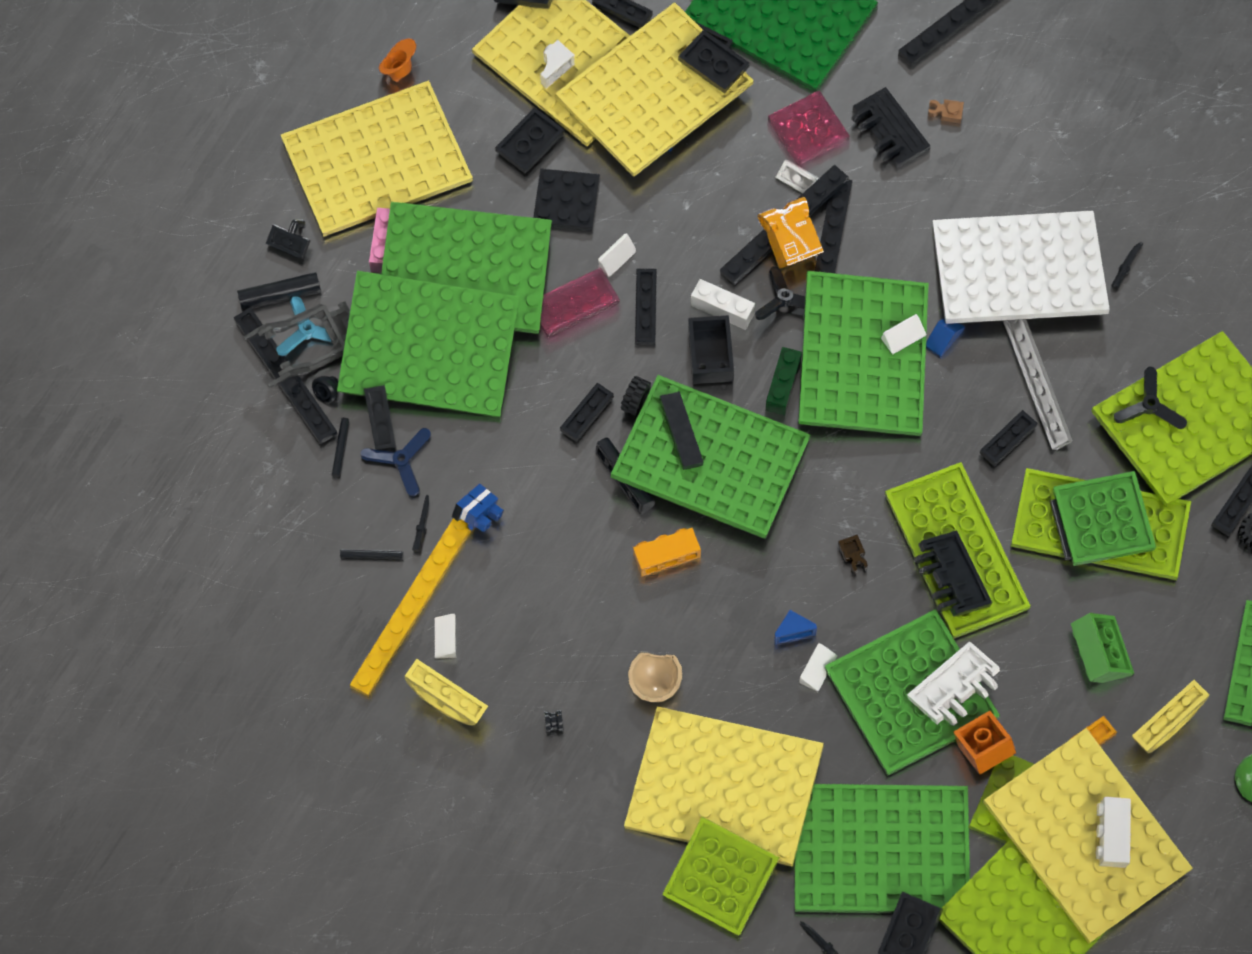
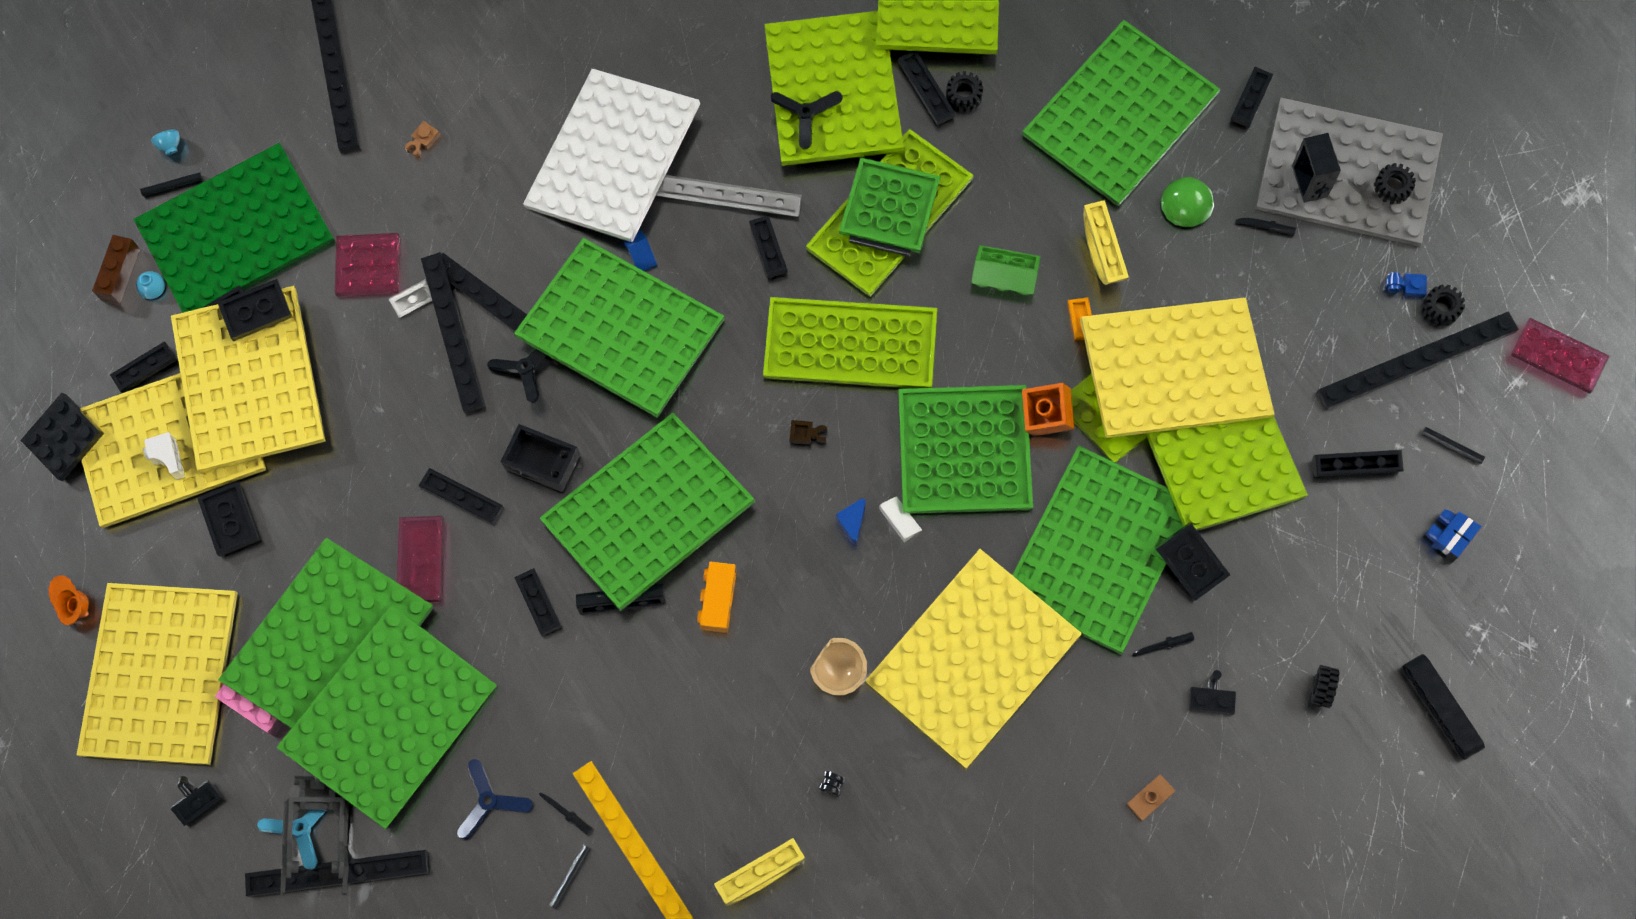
camera: 60 degrees left, 5 degrees up
(279, 291) = (243, 837): black brick -> none
(325, 388) = (373, 839): black brick -> none
(340, 447) = (443, 855): black bar -> none
(380, 417) = (436, 800): black plate -> none
(445, 636) = (693, 845): white slope -> none
(476, 507) = (579, 751): blue hips -> none
(567, 198) = (309, 514): black plate -> none
(616, 255) = (395, 496): white slope -> none
(635, 395) = (549, 548): black tyre -> none
(681, 430) = (609, 523): black tile -> none
(721, 876) = (1061, 703): lime plate -> none
(722, 302) = (500, 425): white brick -> none
(783, 381) = (607, 409): dark green brick -> none
(791, 233) = (469, 328): light orange piece -> none
(891, 128) = (410, 193): black hinge -> none
(903, 334) = (623, 282): white slope -> none
(954, 569) = (876, 354): black hinge -> none
(954, 679) = (977, 407): white hinge -> none
(1114, 832) = (1191, 341): white brick -> none
(1125, 267) = (659, 71): black piece -> none

